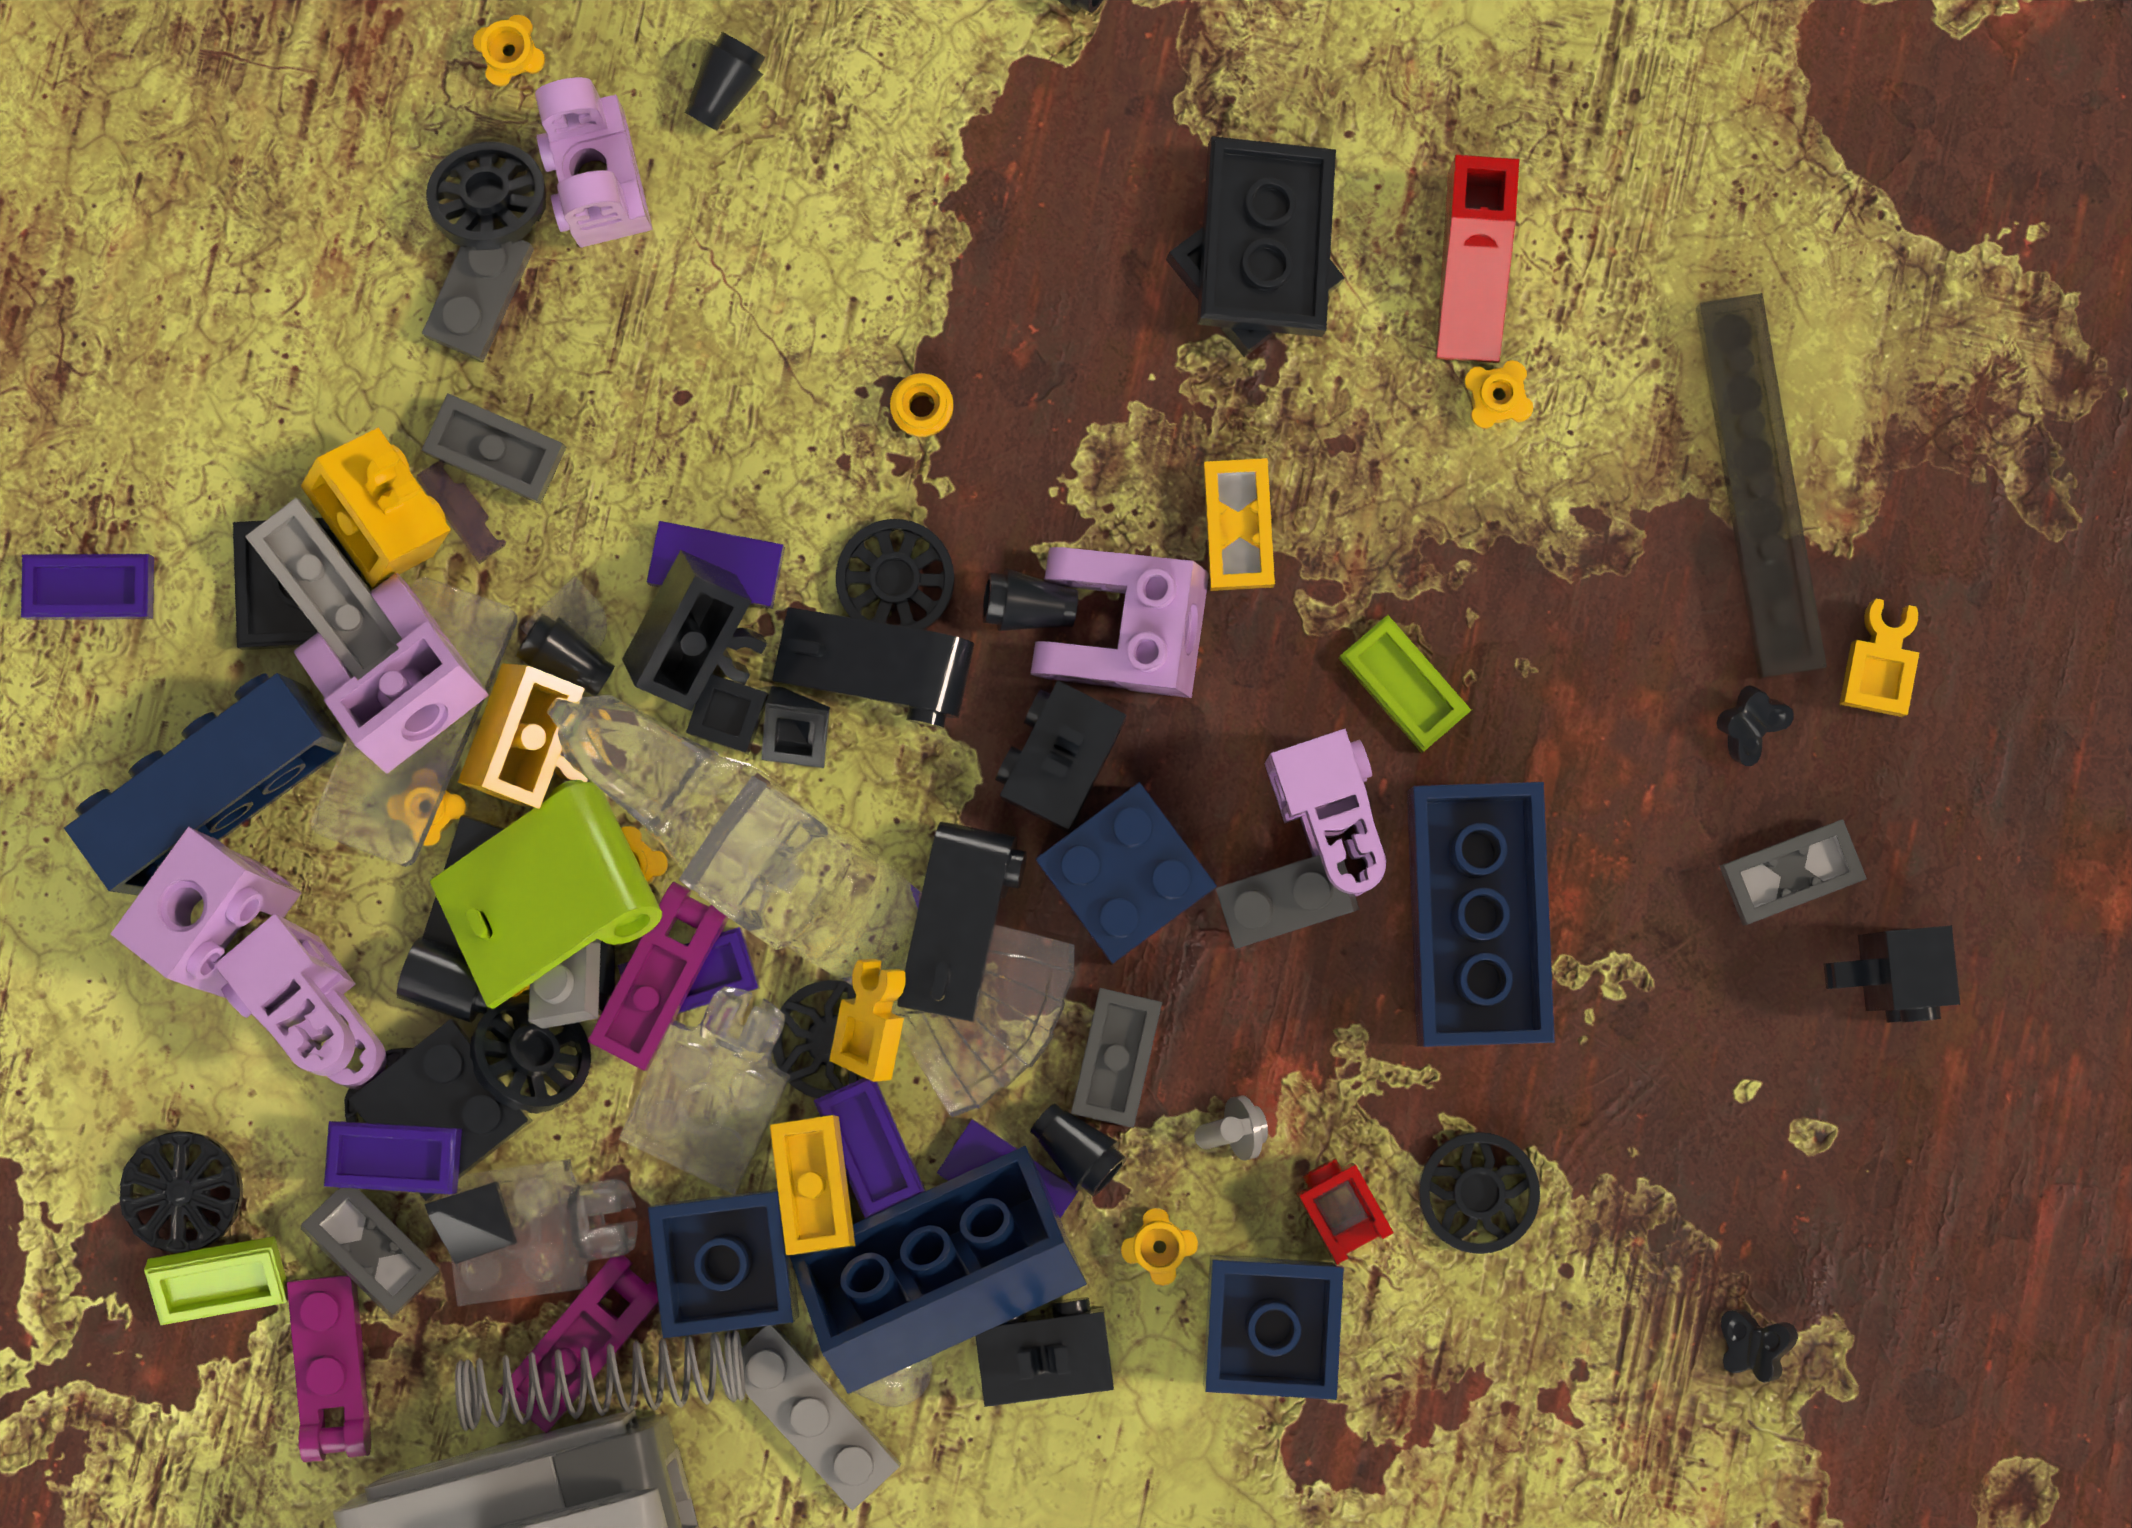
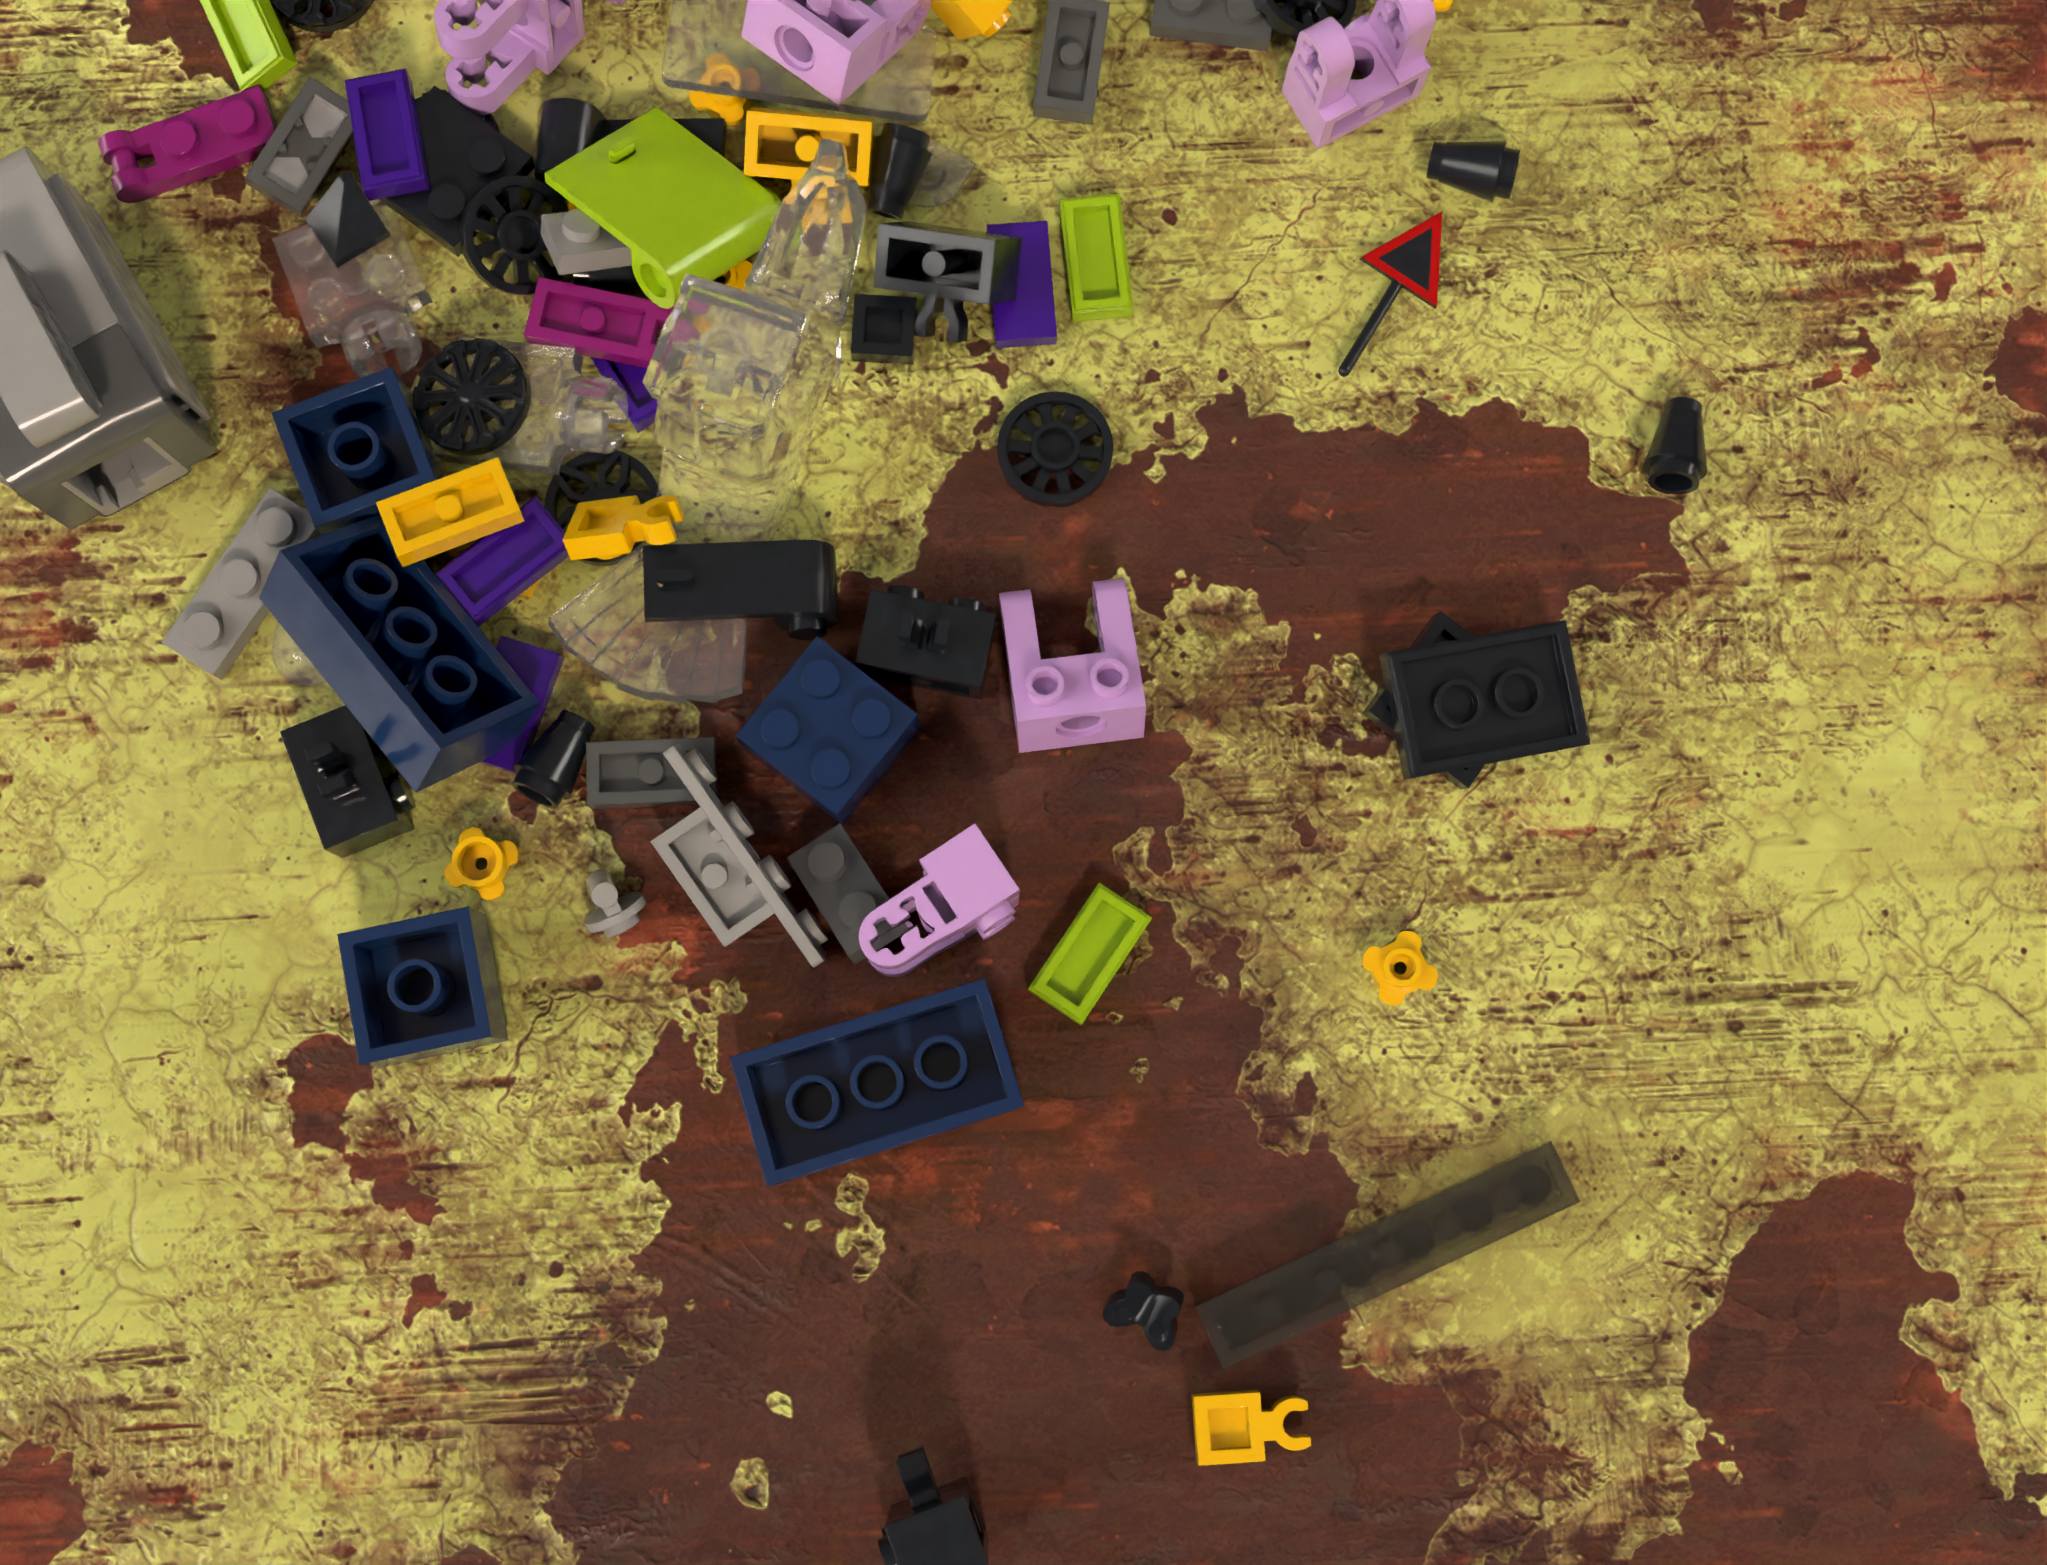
camera: 65 degrees right, 5 degrees down
(460, 511) = (1007, 50): piece -> none
(472, 1392) = (191, 267): light grey piece -> none
(586, 1325) = (256, 351): magenta plate -> none
(693, 1138) = (472, 397): none -> black wheel
(707, 483) = (1096, 257): none -> lime tile
(795, 729) = (887, 394): black slope -> none
(802, 174) = (1411, 264): none -> piece
(875, 662) = (968, 451): black door -> none
(913, 387) = (1231, 411): yellow plate -> none
(1027, 602) = (1065, 572): black cone -> none
(1235, 1012) = (723, 871): none -> light grey bracket
(1239, 524) = (1198, 751): yellow piece -> none
(1342, 1208) = (557, 1027): red window -> none
(1476, 257) = (1528, 906): slope -> none
(1479, 1192) = (609, 1160): black wheel -> none
(1755, 1346) = (522, 1478): black piece -> none
(1793, 872) = (1008, 1391): dark grey piece -> none

